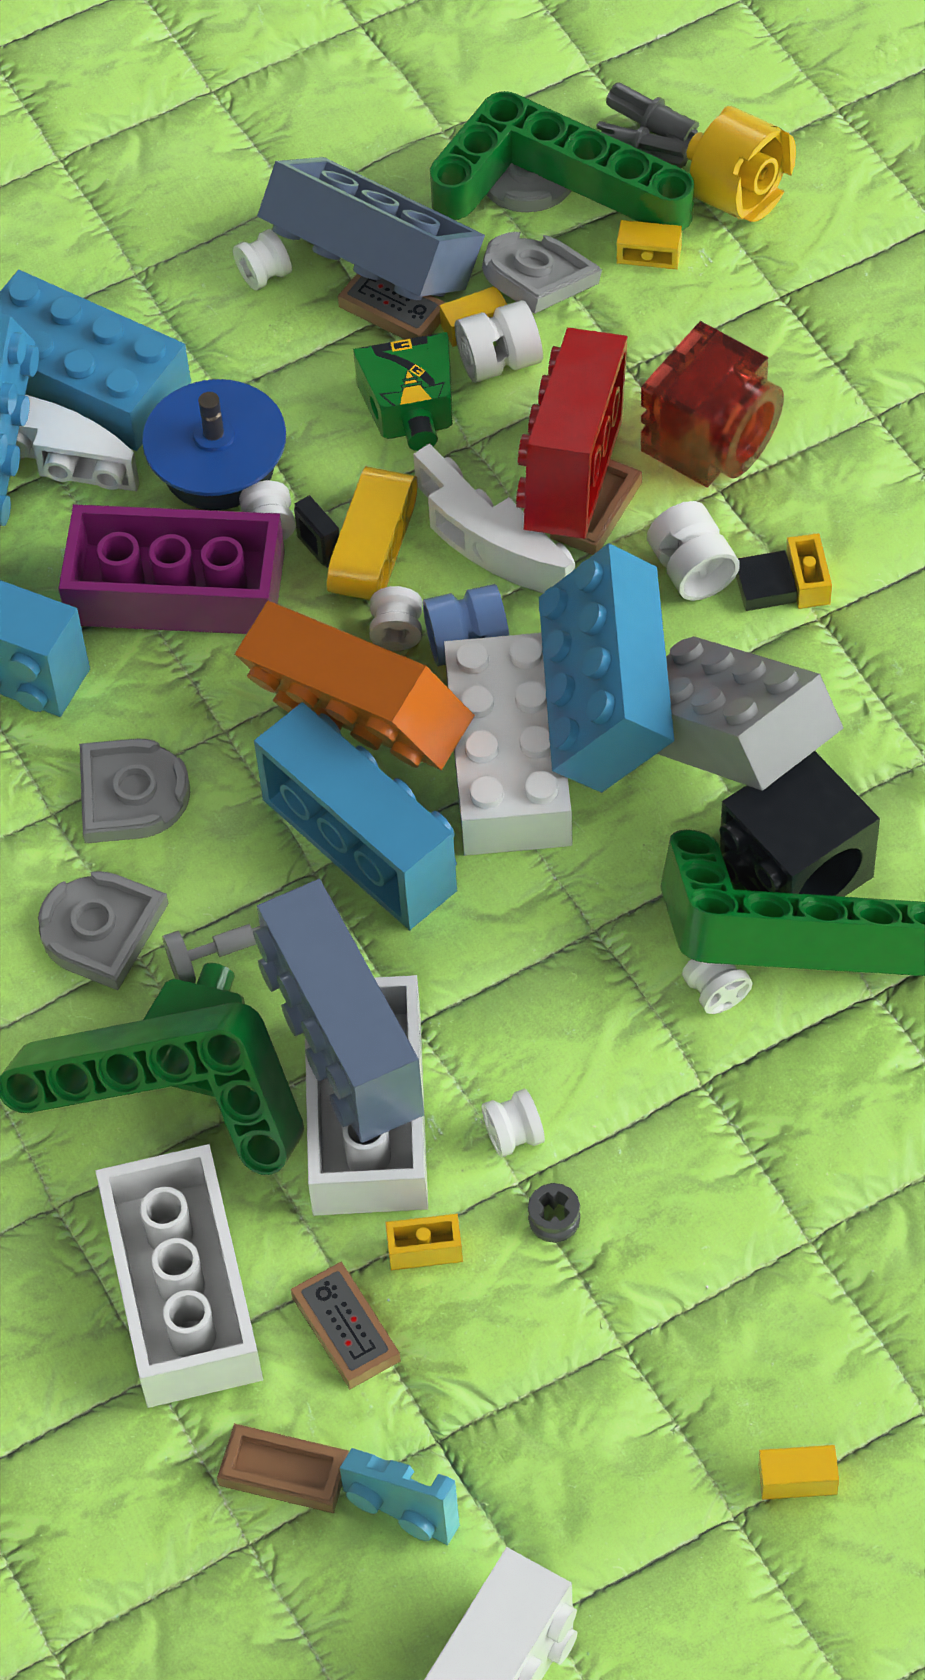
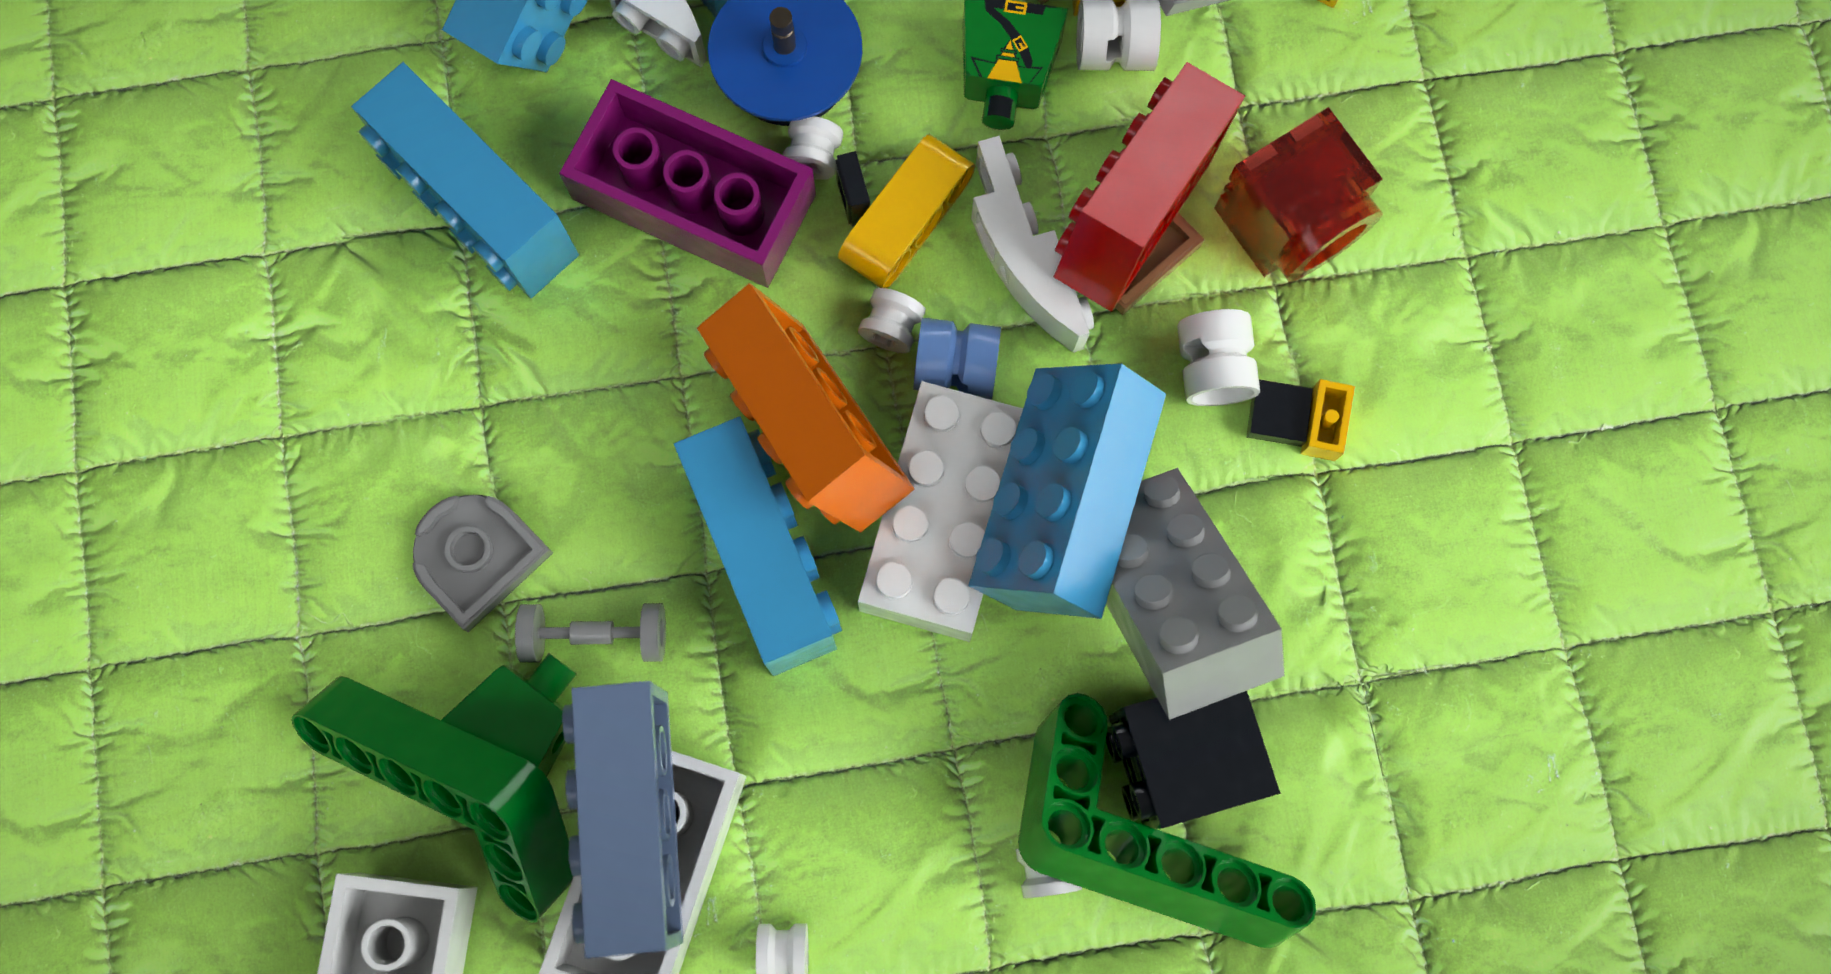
camera: 15 degrees right, 20 degrees up
(130, 789) = (562, 411): light grey tile -> none

